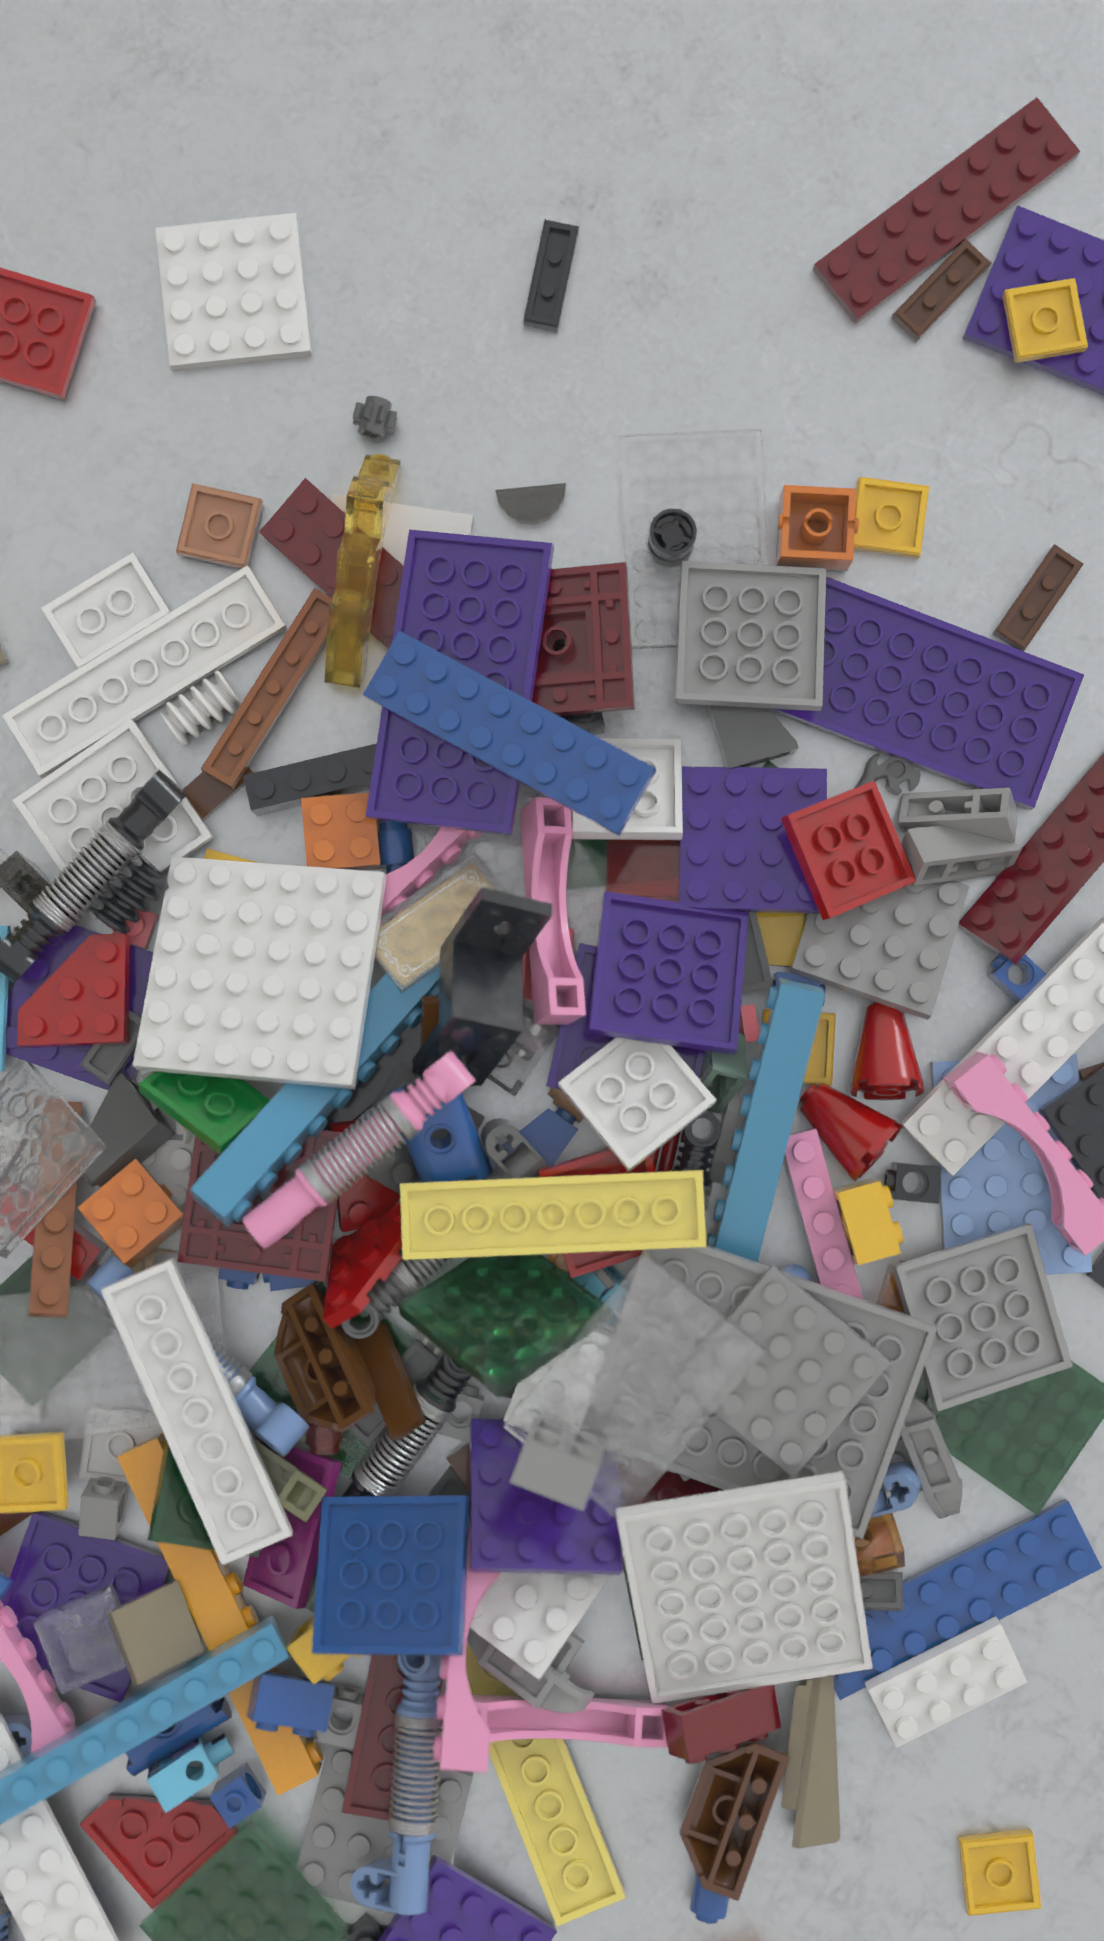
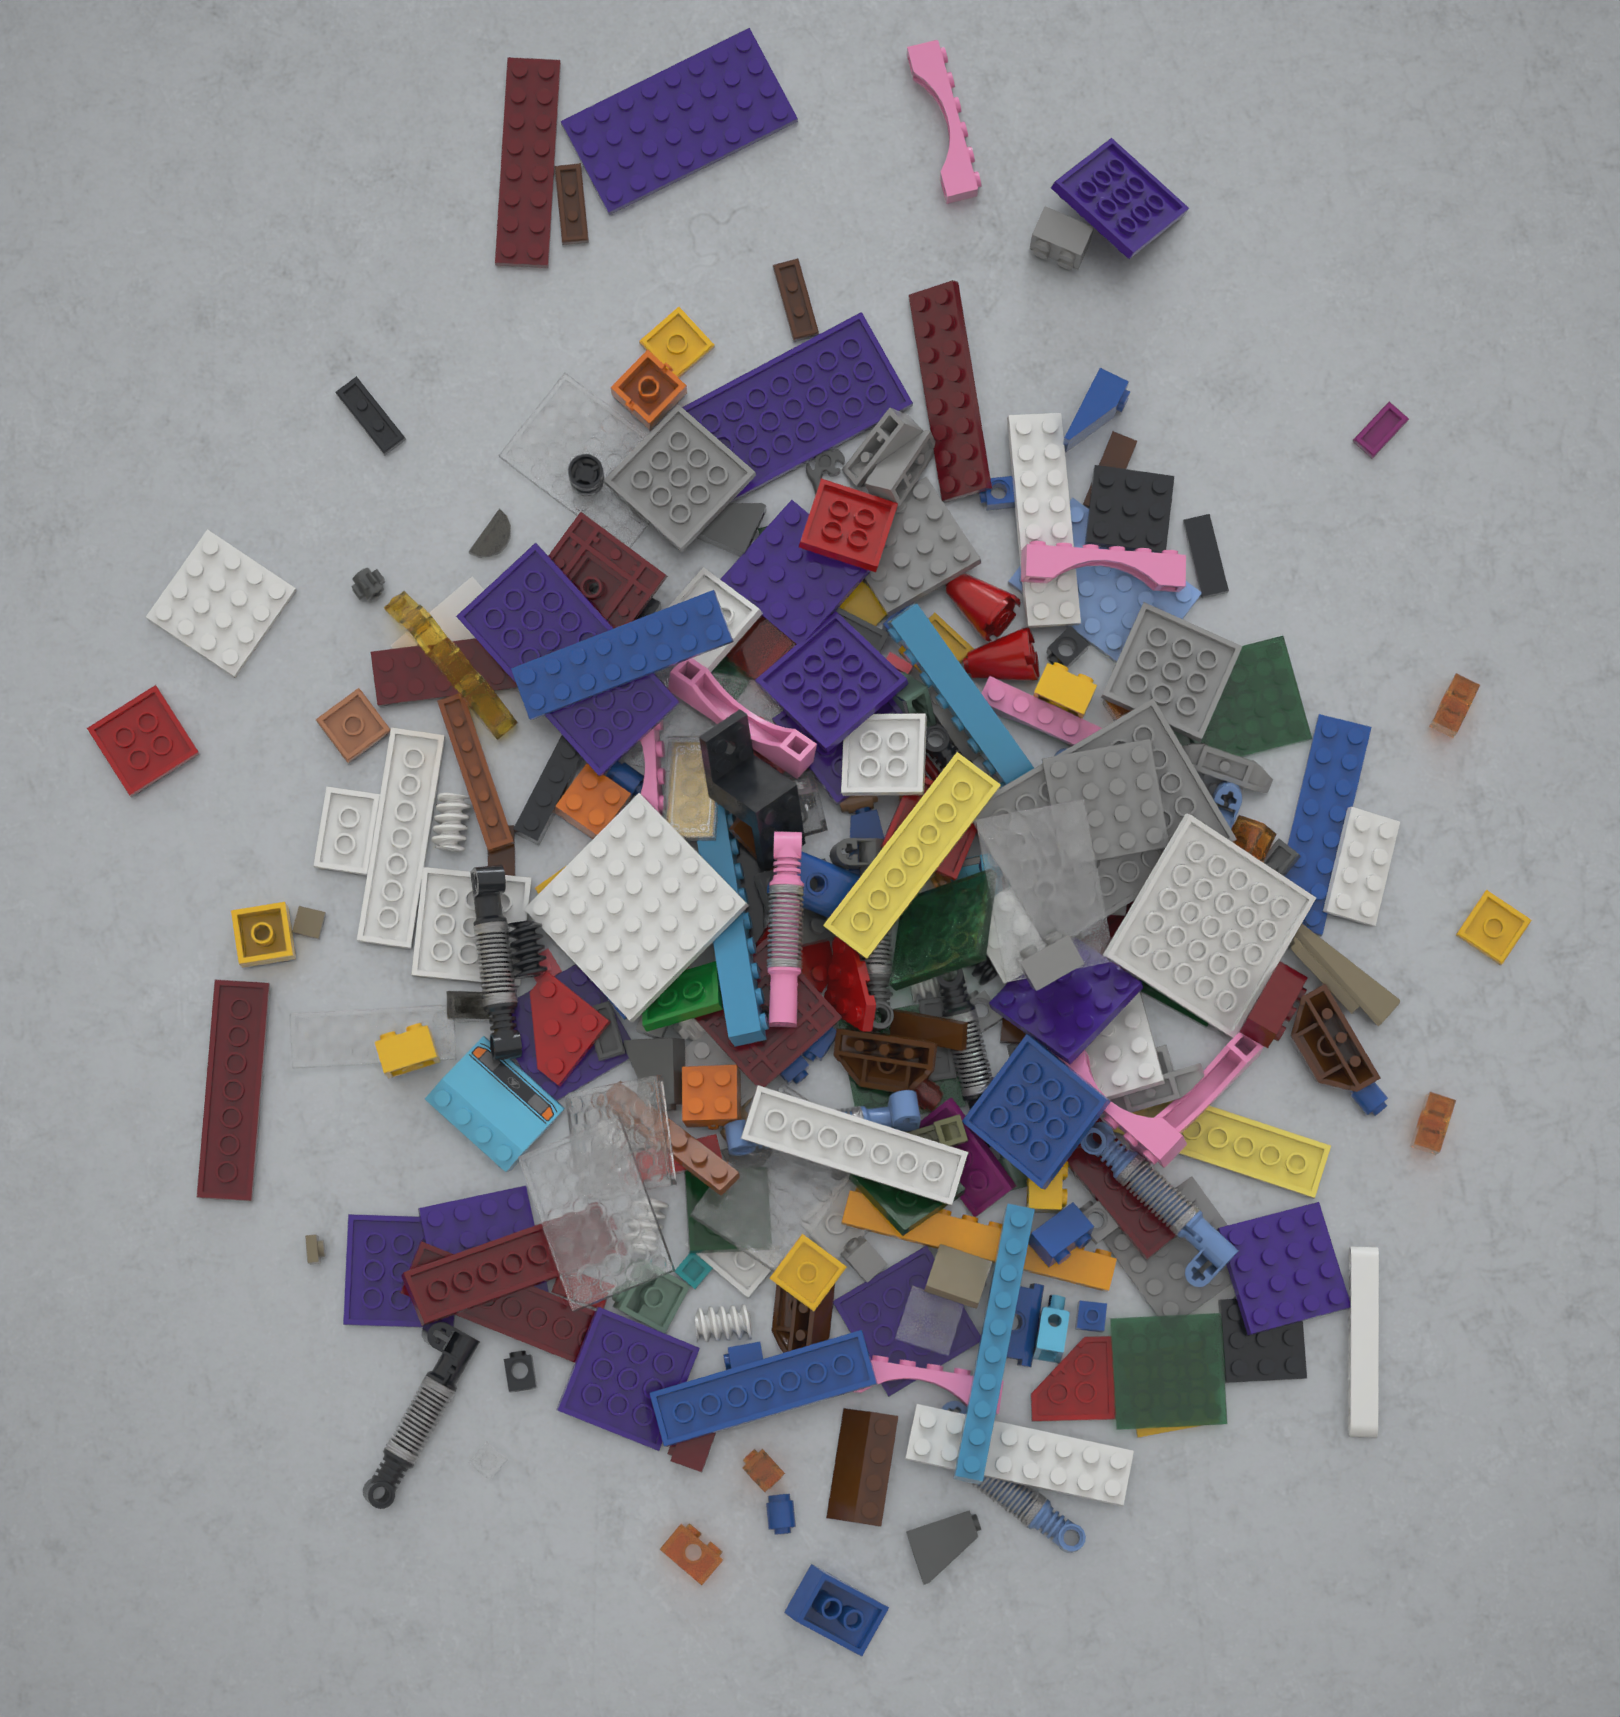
camera: 50 degrees left, 5 degrees down
(1045, 320) = (641, 163): yellow tile -> none

